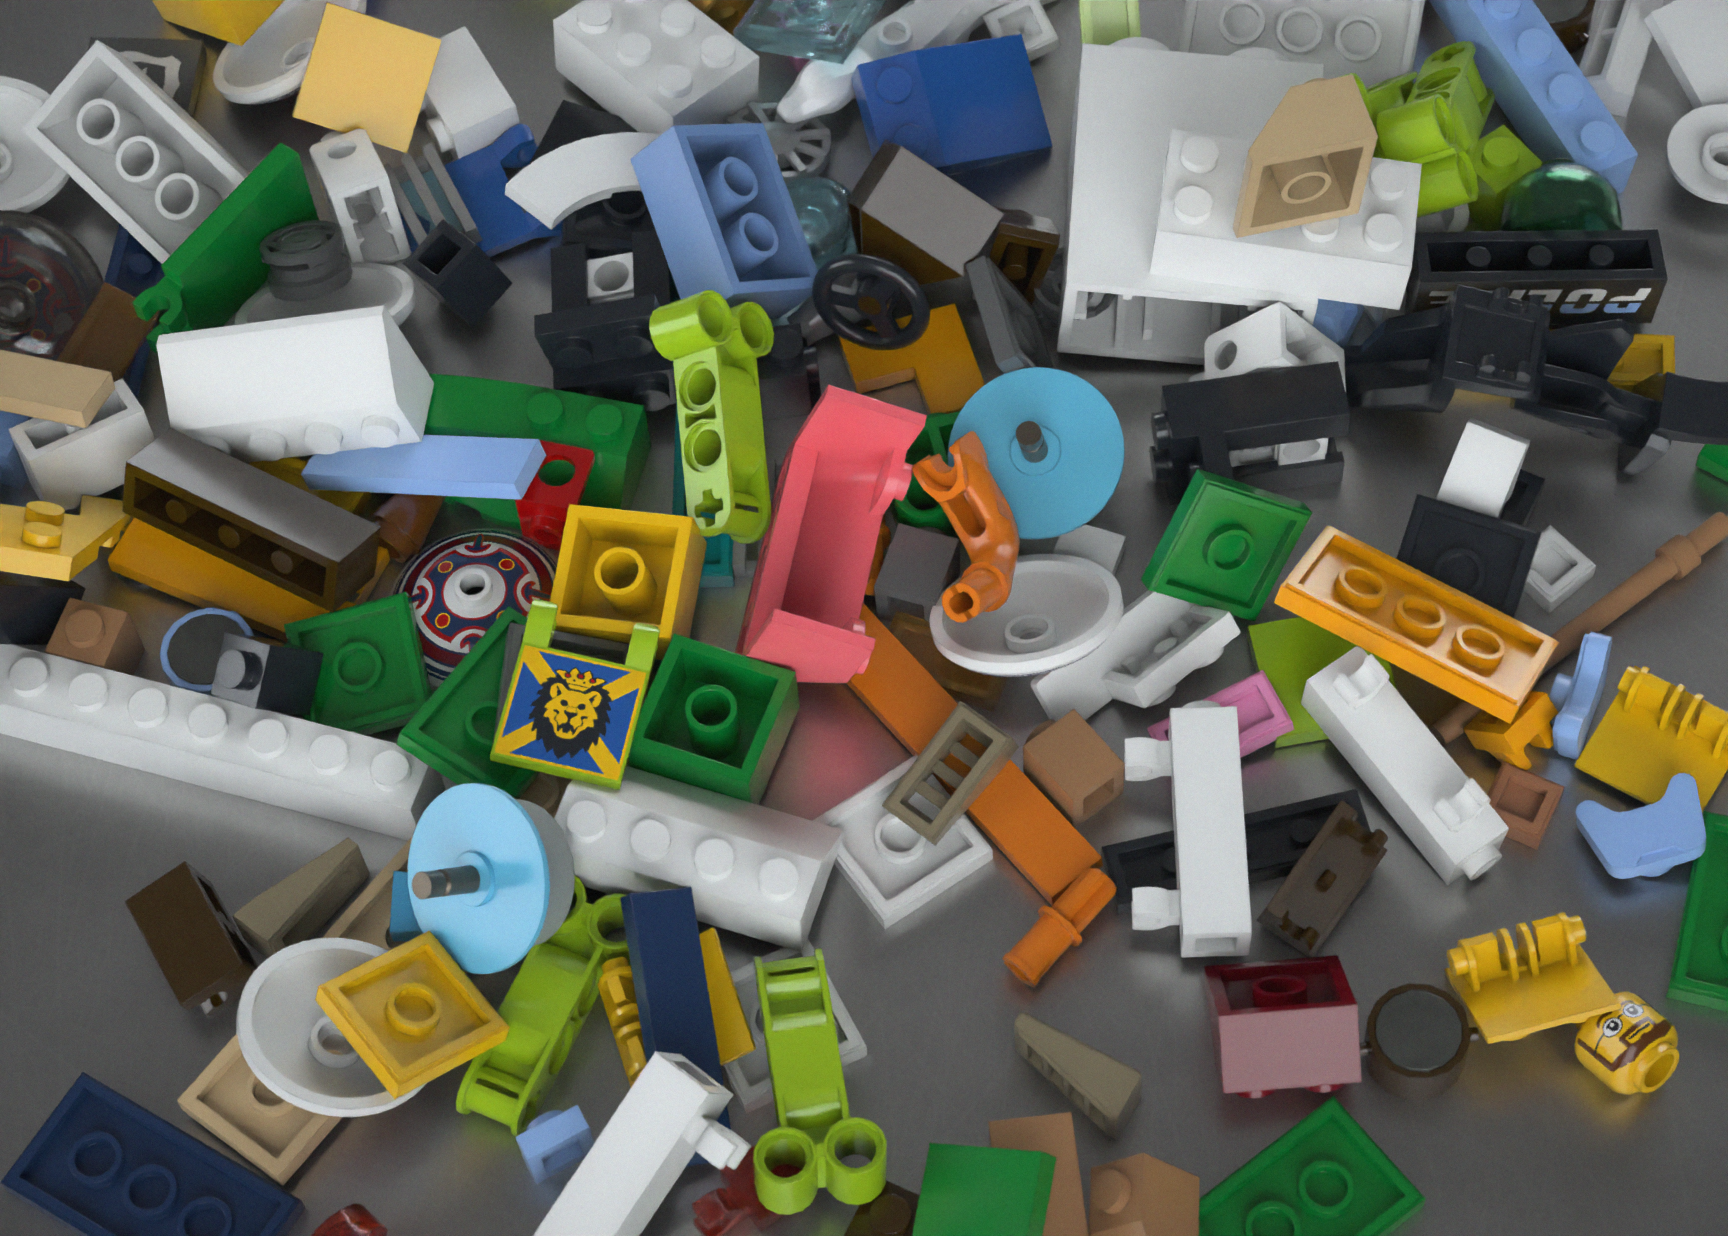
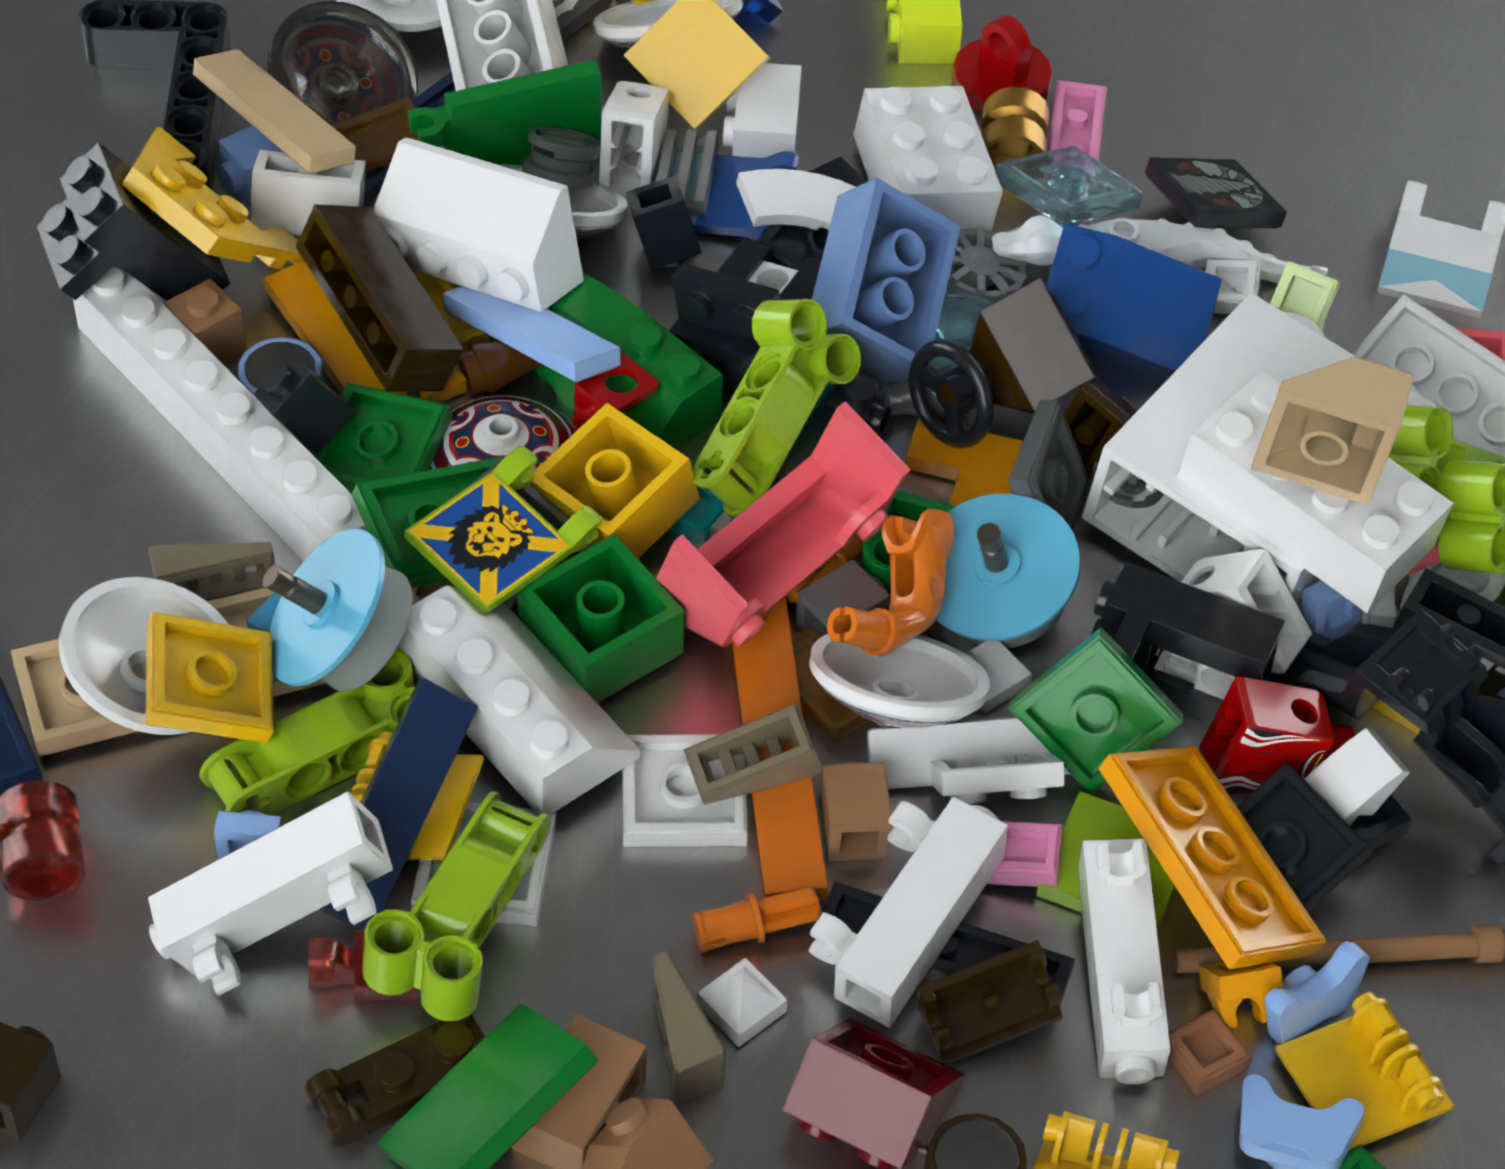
camera: 25 degrees right, 10 degrees down
(193, 939) = (112, 541): dark brown hinge -> none
(1104, 1011) = (742, 1002): none -> white tile
(1378, 473) = (1264, 728): none -> red torso
(1557, 570) = (1372, 895): white tile -> none

